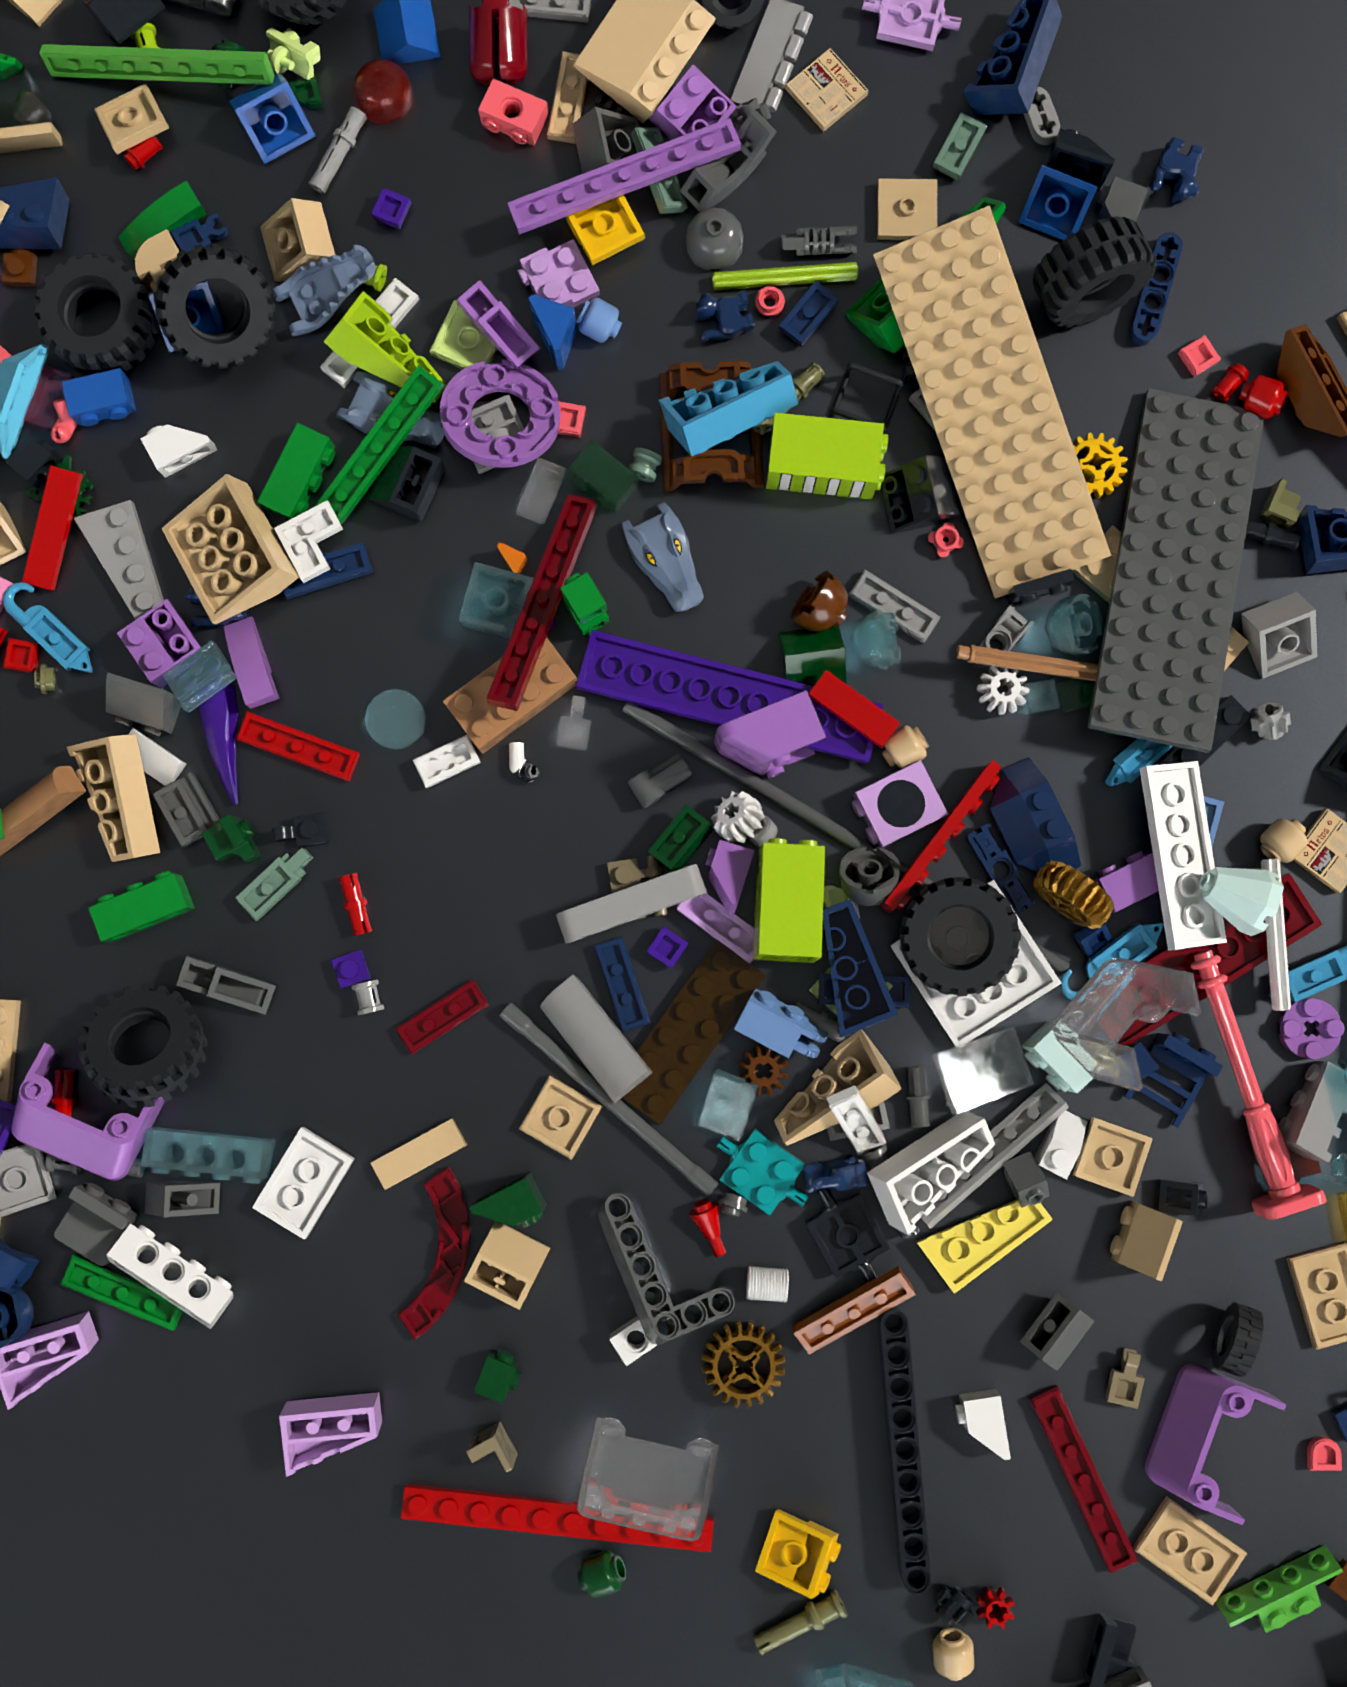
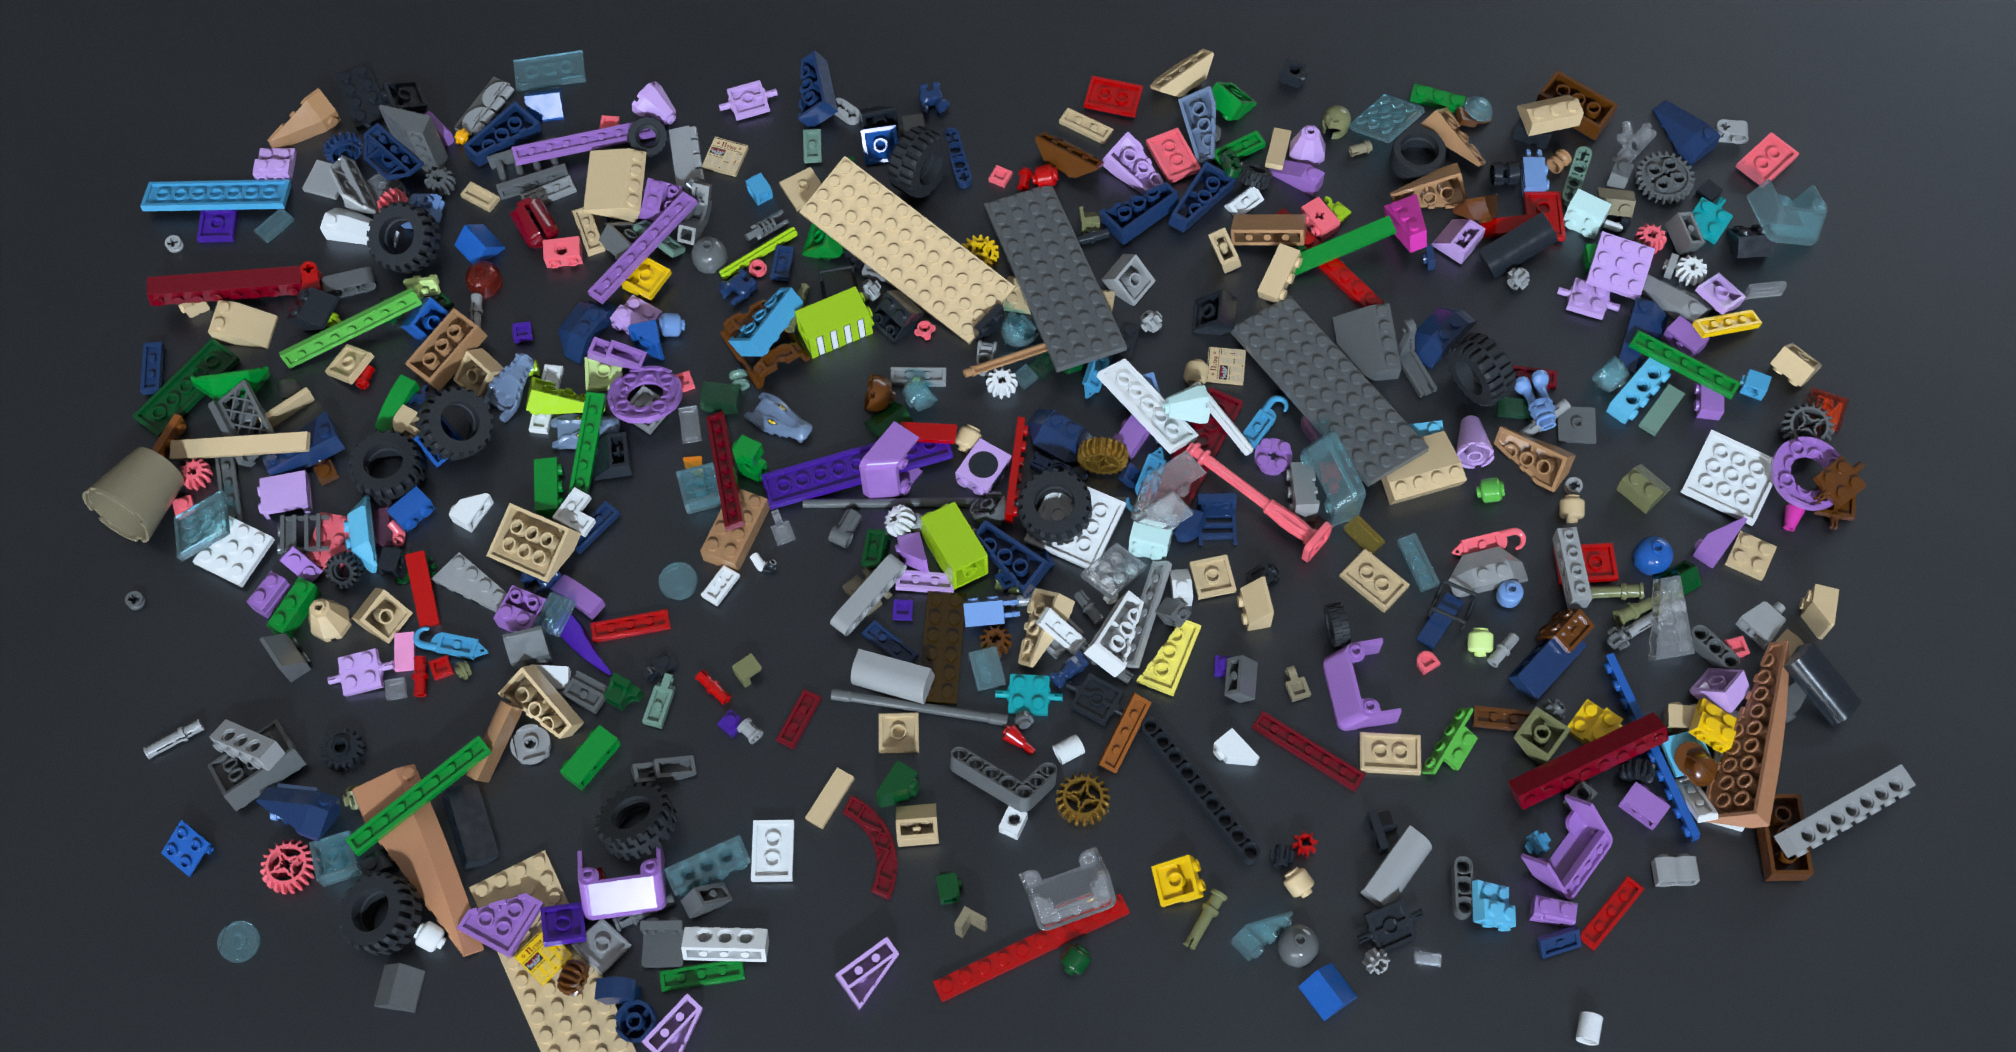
camera: 30 degrees left, 20 degrees down
(62, 850) = (538, 752): none -> light grey plate
(266, 175) = (444, 349): none -> medium nougat brick
(411, 909) = (746, 668): none -> olive panel
(480, 251) = (581, 326): none -> dark blue wedge
(843, 172) = (759, 189): none -> dark azure brick
(905, 432) = (870, 289): none -> light grey gear
(1045, 1288) = (1220, 665): none -> dark purple plate

